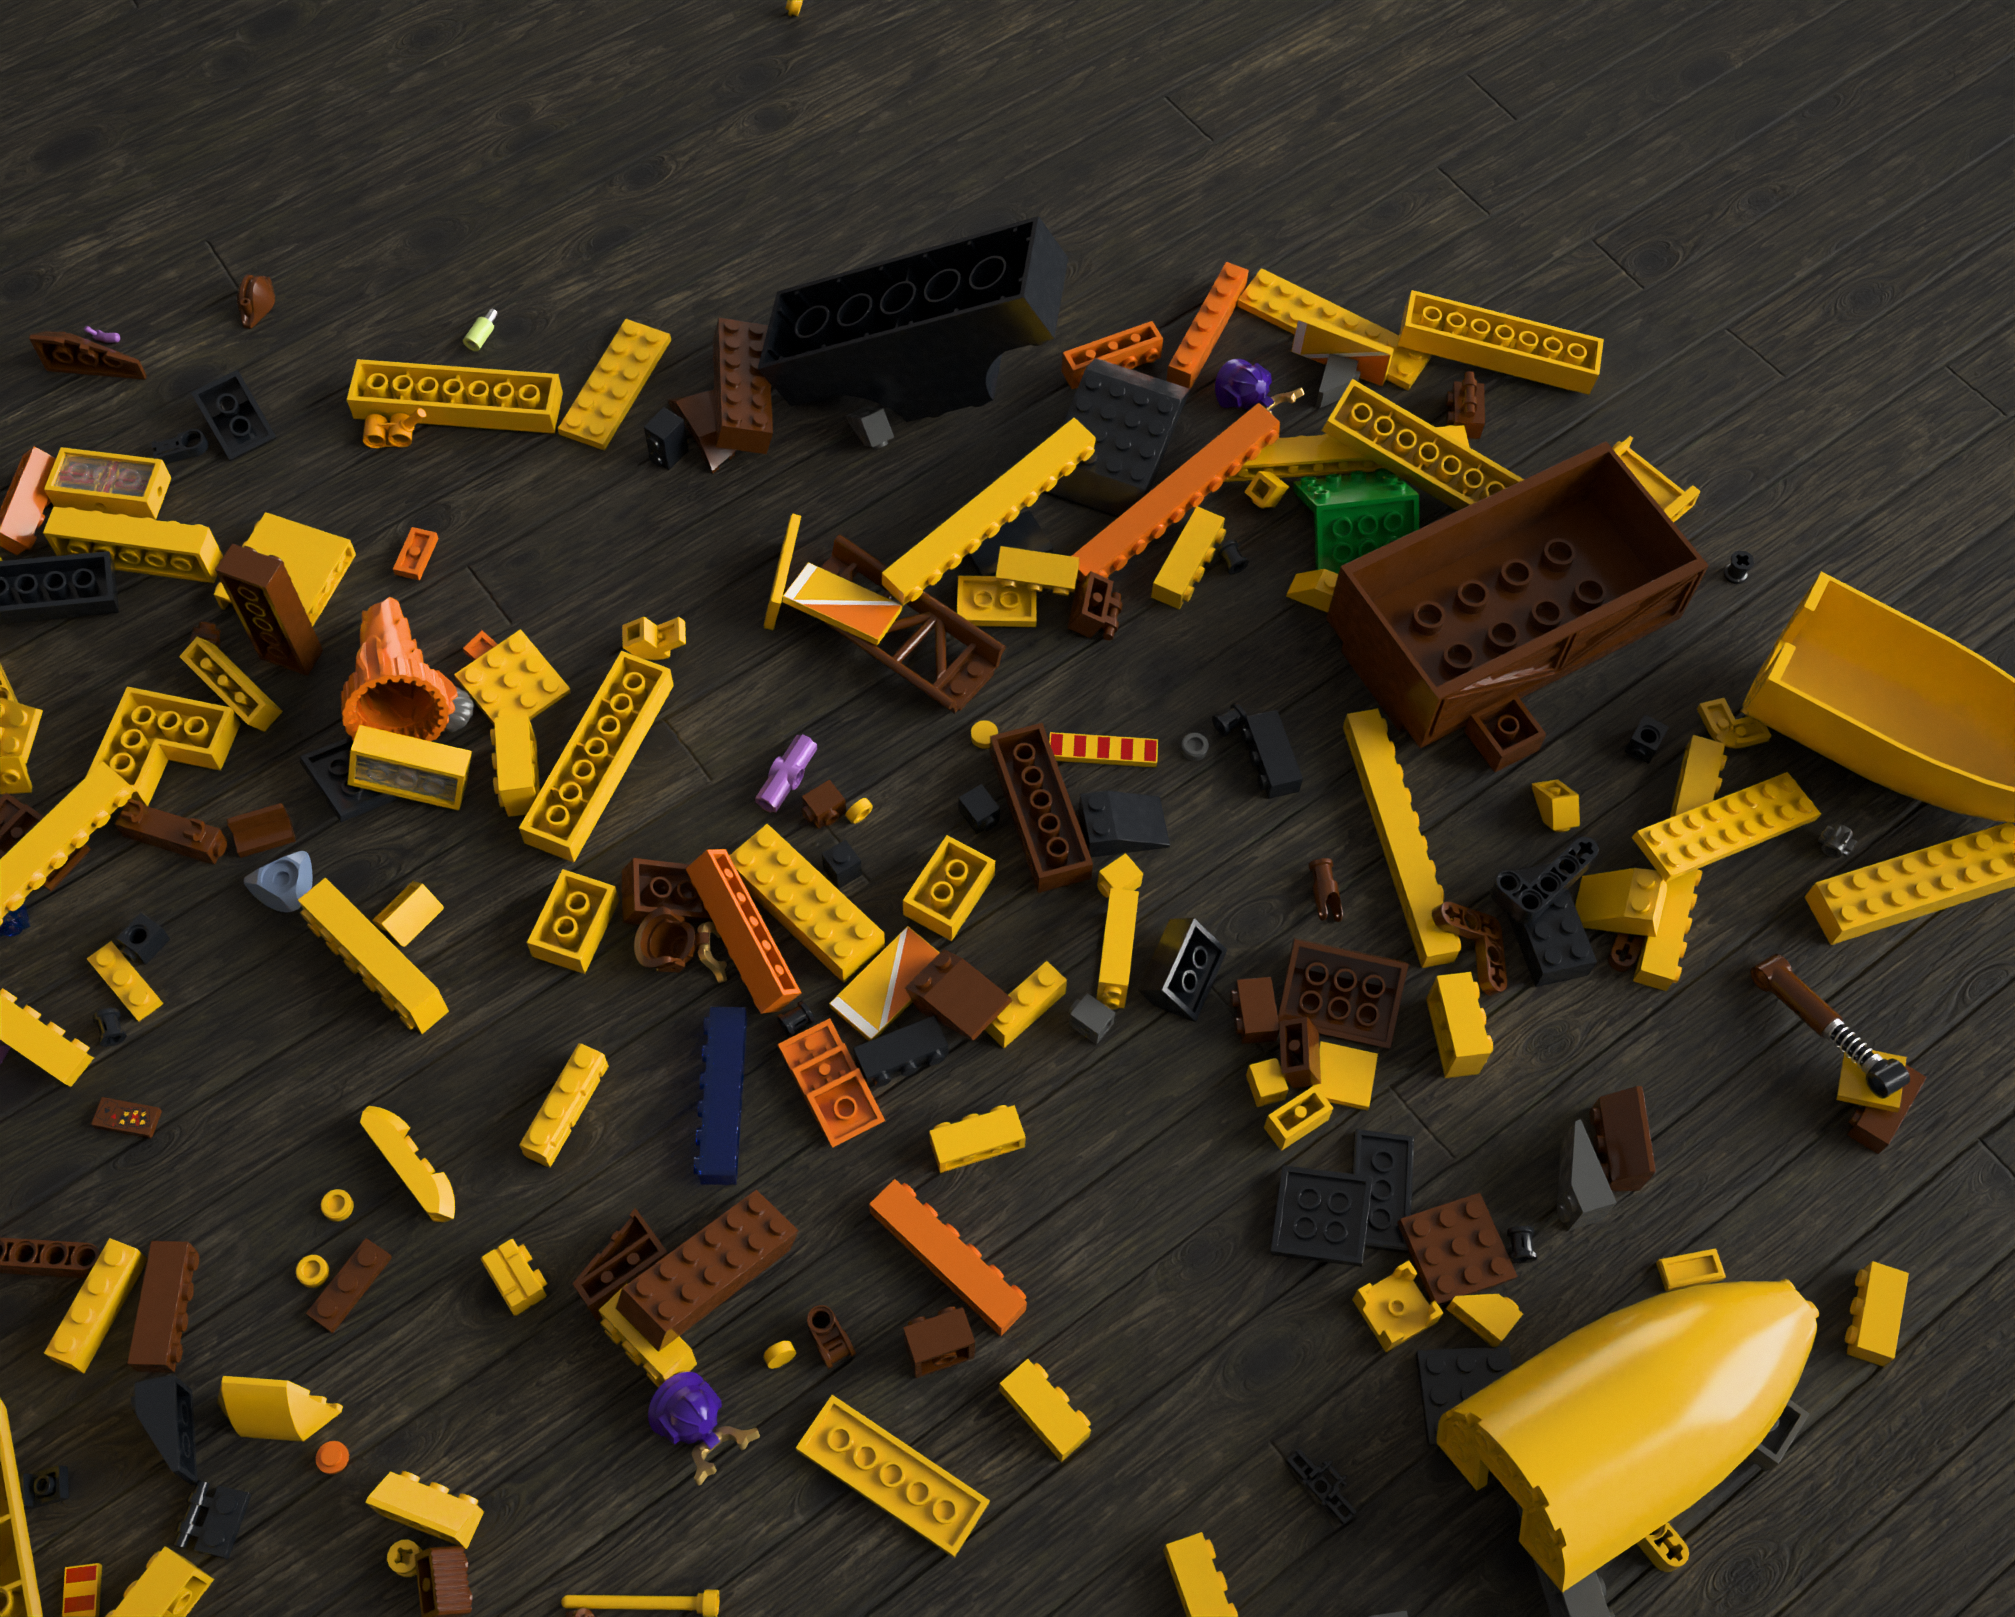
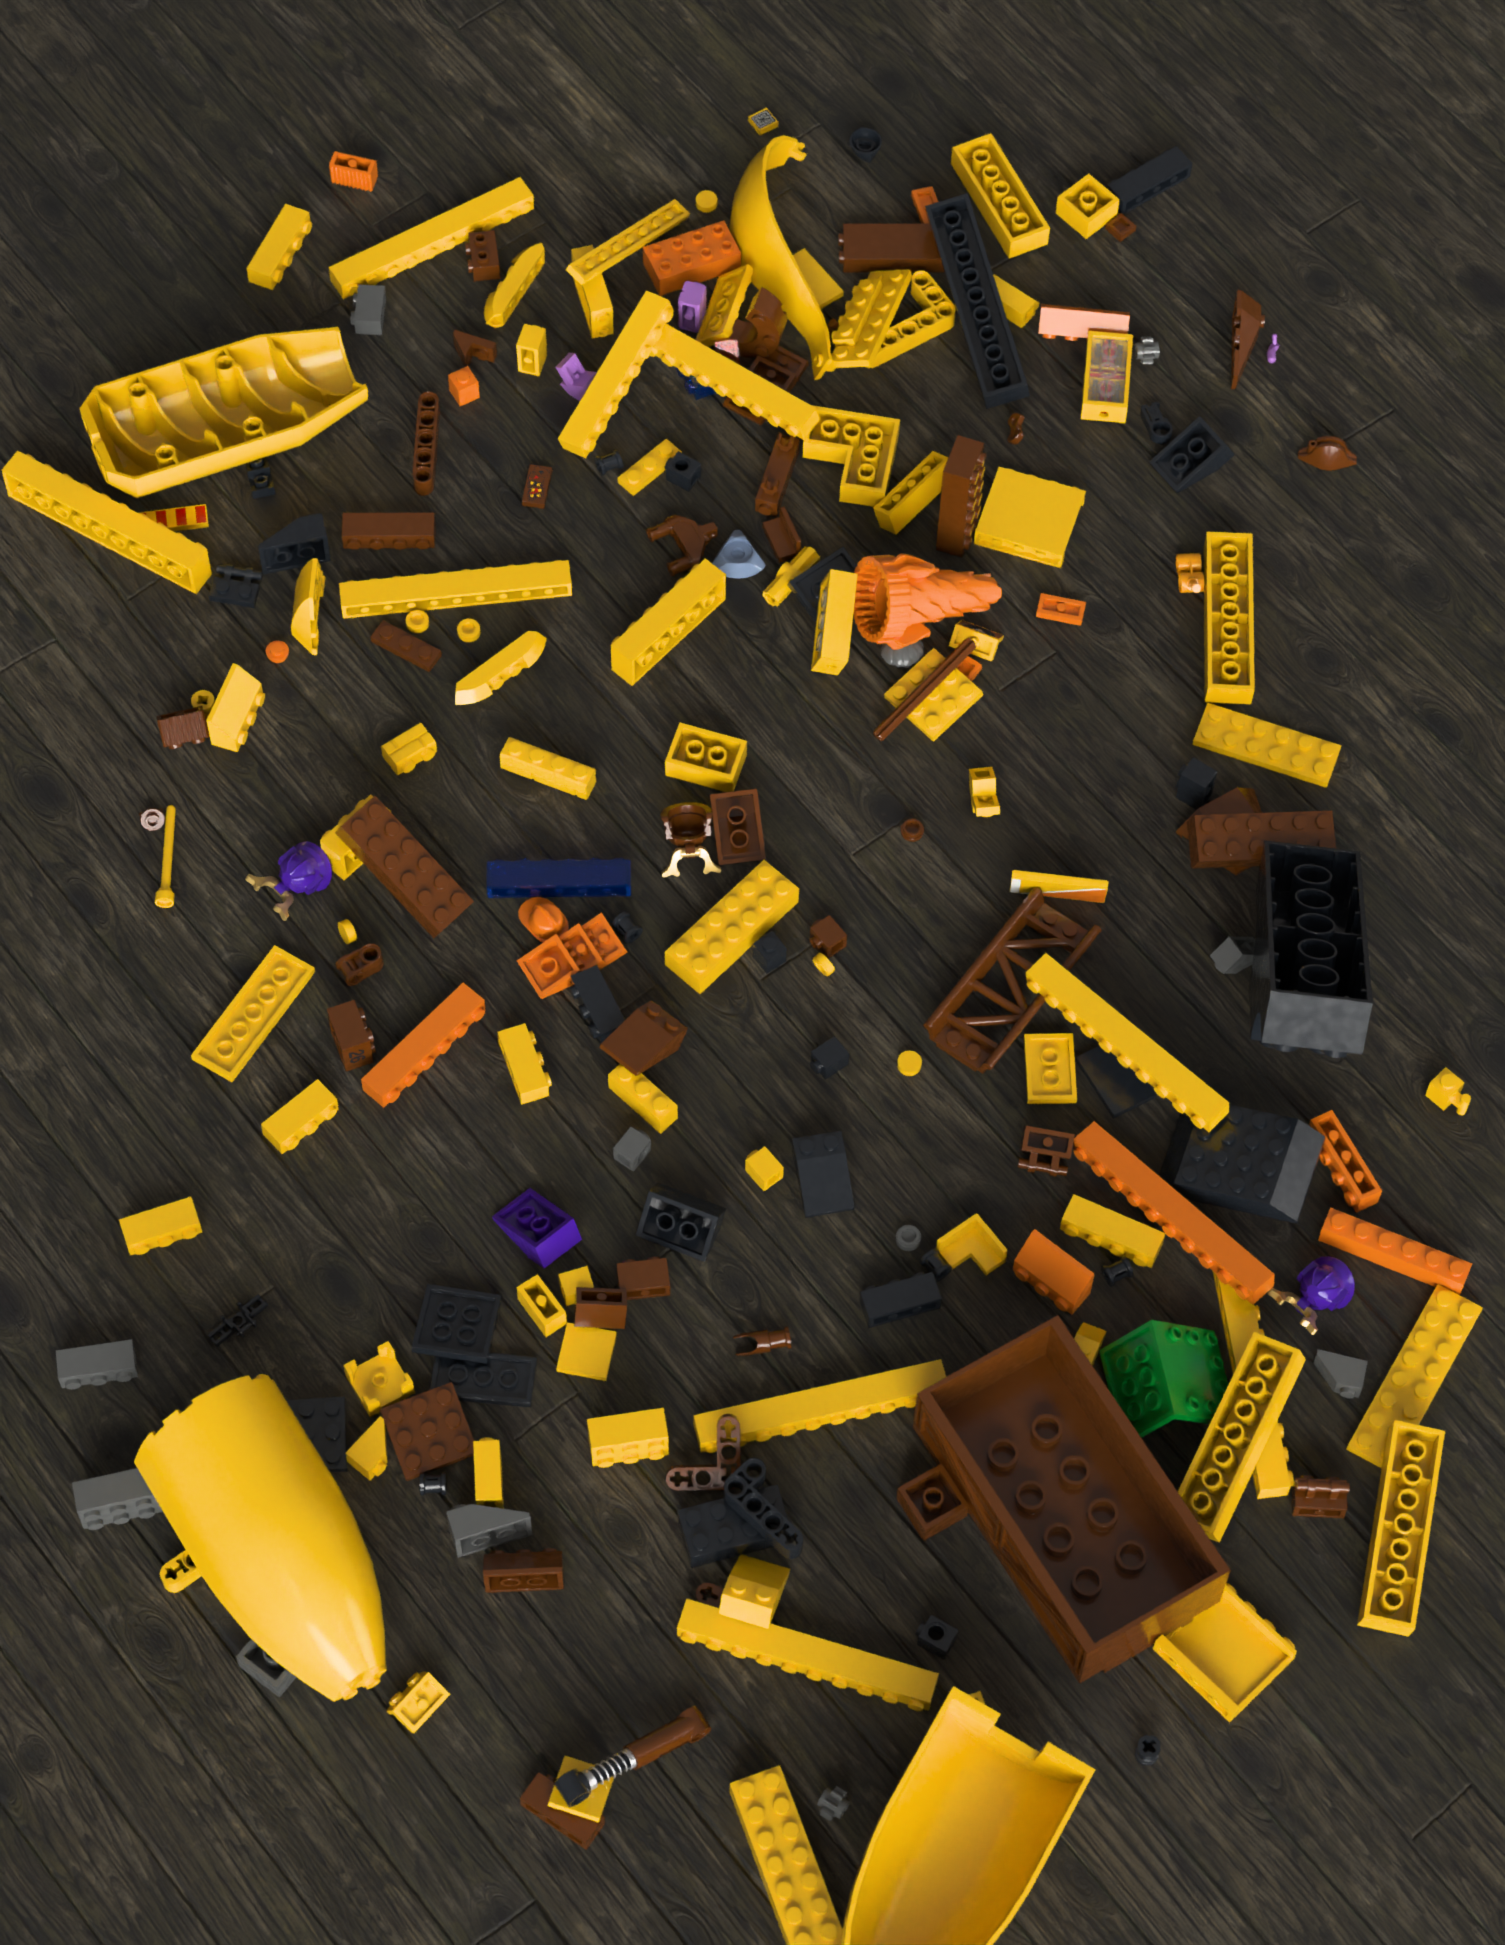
camera: 90 degrees right, 0 degrees up
(78, 440) = (1146, 350): none -> dark grey gear
(96, 1306) = (388, 489): yellow brick -> none
(136, 543) = (1045, 404): yellow brick -> none
(147, 581) = (1015, 422): none -> reddish brown piece
(248, 934) = (689, 538): none -> reddish brown connector
(272, 1223) = (455, 589): none -> yellow brick
(322, 823) = (778, 588): none -> yellow piece
(408, 913) = (713, 645): yellow panel -> none
(444, 637) = (985, 639): none -> yellow panel
(480, 331) = (1312, 631): yellowish green piece -> none
(511, 684) = (924, 689): none -> reddish brown axle
(515, 763) = (847, 702): yellow brick -> none
(596, 756) = (863, 761): yellow brick -> none
(623, 1260) = (421, 819): reddish brown wedge -> none
(688, 716) = (912, 830): none -> reddish brown plate
(743, 931) = (699, 878): orange brick -> none
(773, 1118) = (542, 918): none -> orange piece
(786, 773) = (857, 907): medium lavender piece -> none
(842, 603) = (1023, 932): tile -> none
(879, 990) = (648, 981): tile -> none
(949, 887) = (748, 1033): yellow brick -> none
(1037, 570) = (1074, 1092): yellow brick -> none
(1040, 808) = (831, 1102): reddish brown brick -> none
(1104, 749) = (899, 1160): tile -> none
(1117, 948) = (692, 1162): yellow window -> none
(1192, 1125) = (538, 1227): none -> dark purple slope
(1201, 681) = (972, 1240): none -> yellow panel
(1242, 608) = (1053, 1272): none -> orange slope
(1266, 489) = (1195, 1299): yellow brick -> none
(1319, 339) = (1374, 1373): yellow tile -> none
(1343, 992) = (664, 1349): reddish brown slope -> none
(1520, 1175) = (488, 1473): none -> yellow brick
(1557, 805) = (861, 1546): yellow slope -> none
(1690, 1269) = (412, 1625): yellow tile -> none
(1725, 826) = (835, 1688): yellow plate -> none
(1780, 1258) = (417, 1700): none -> yellow bracket
(1876, 1313) = (369, 1772): yellow brick -> none

